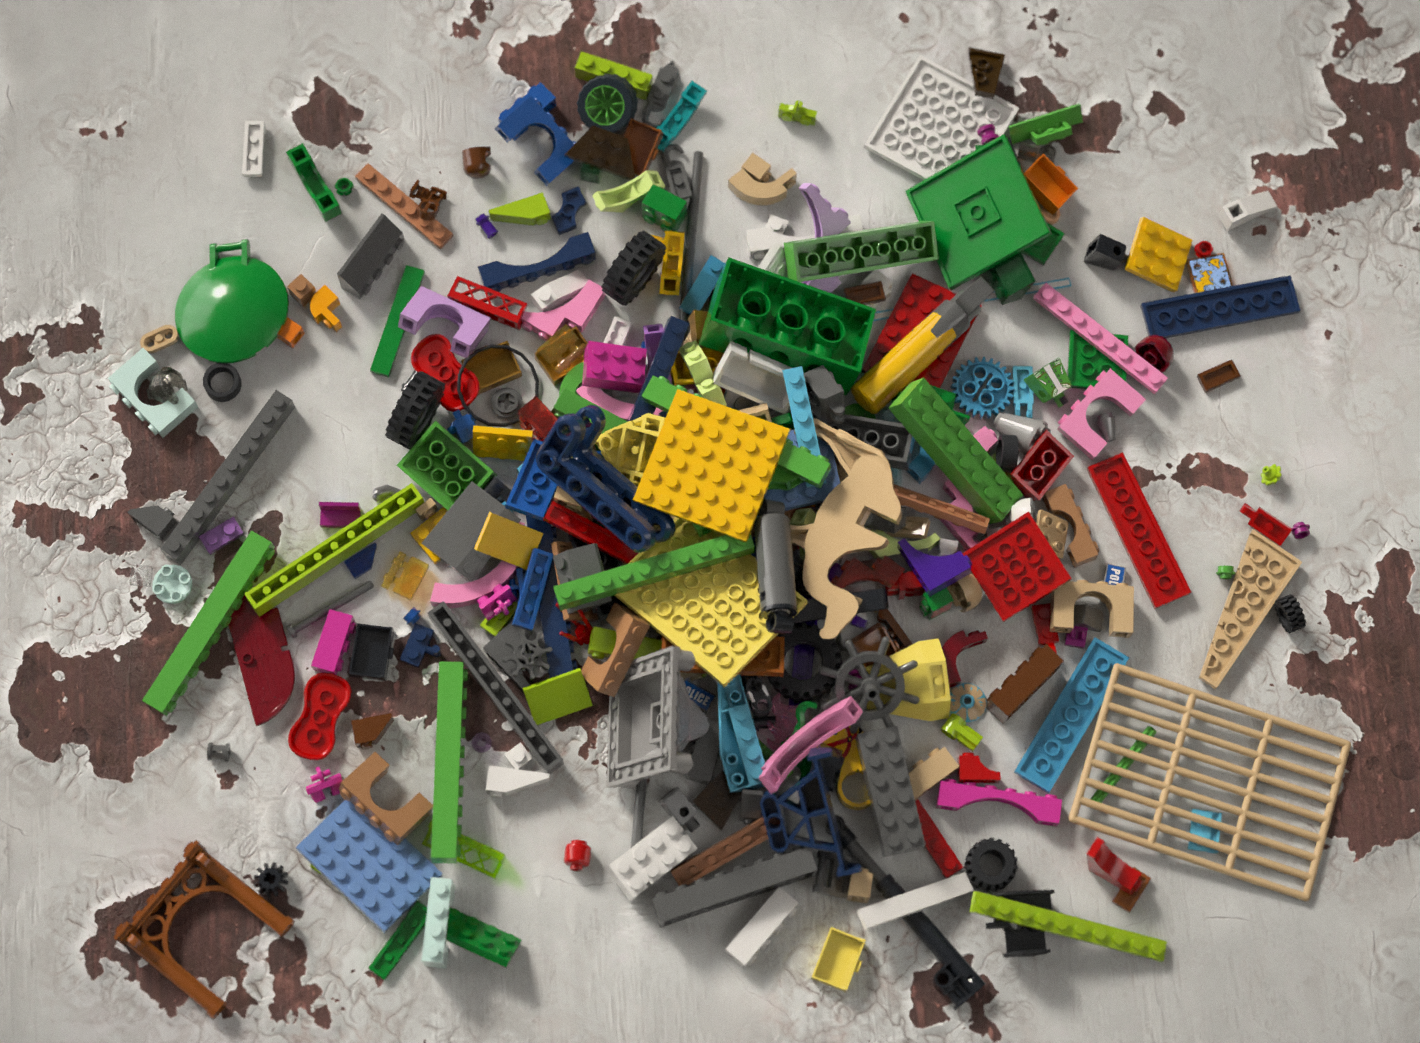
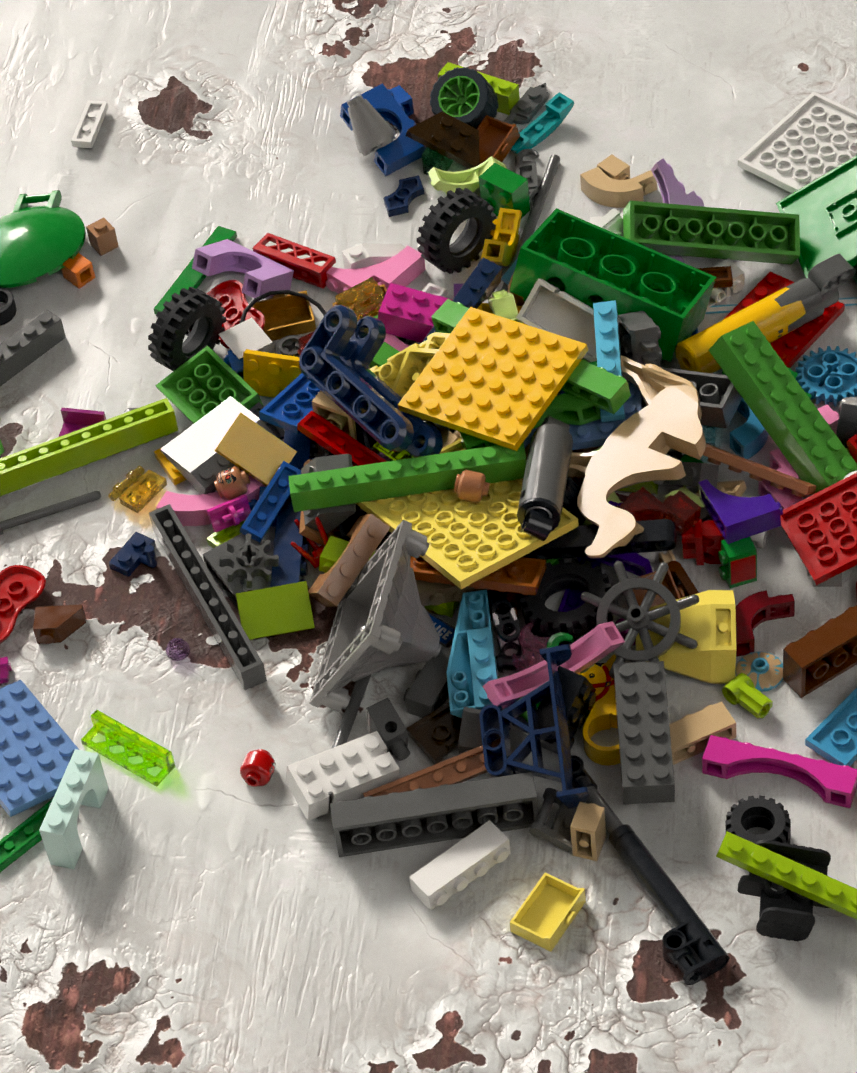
camera: 20 degrees right, 25 degrees down
(313, 182) = (140, 150): green arch -> none
(321, 307) = (121, 252): light orange brick -> none
(333, 642) = (40, 538): dark pink brick -> none
(344, 182) = (172, 159): green plate -> none
(362, 561) = (94, 473): clear blue tile -> none
(370, 257) = (180, 211): dark grey slope -> none
(371, 652) = (79, 553): black container -> none
(395, 823) = (54, 708): medium nougat arch -> none
(402, 205) = (231, 180): nougat plate -> none
(412, 616) = (134, 524): blue plate -> none
(427, 509) = (176, 427): tan plate -> none
(429, 200) = (255, 176): reddish brown piece -> none
(447, 763) = (131, 658): bright green brick -> none
(466, 405) = (245, 336): none -> white sticker
(475, 162) = (313, 146): reddish brown helmet -> none
(481, 938) = (119, 833): green plate -> none
(486, 225) = (310, 197): dark purple pin -> none
(493, 573) = (232, 483): none -> nougat head
(510, 781) = (201, 687): white slope -> none
(518, 756) = (216, 669): white plate -> none
(525, 211) = (354, 190): lime slope -> none
(528, 148) = (368, 126): none -> light grey cone
(575, 252) = (396, 228): dark blue arch -> none
(710, 575) = (471, 486): none -> nougat head
(797, 113) = (669, 129): lime plate -> none
(915, 901) = (649, 852): white tile -> none
(937, 845) = (694, 806): red plate -> none
(966, 593) = (776, 554): tan cylinder -> none
(974, 771) = (753, 729): red arch -> none

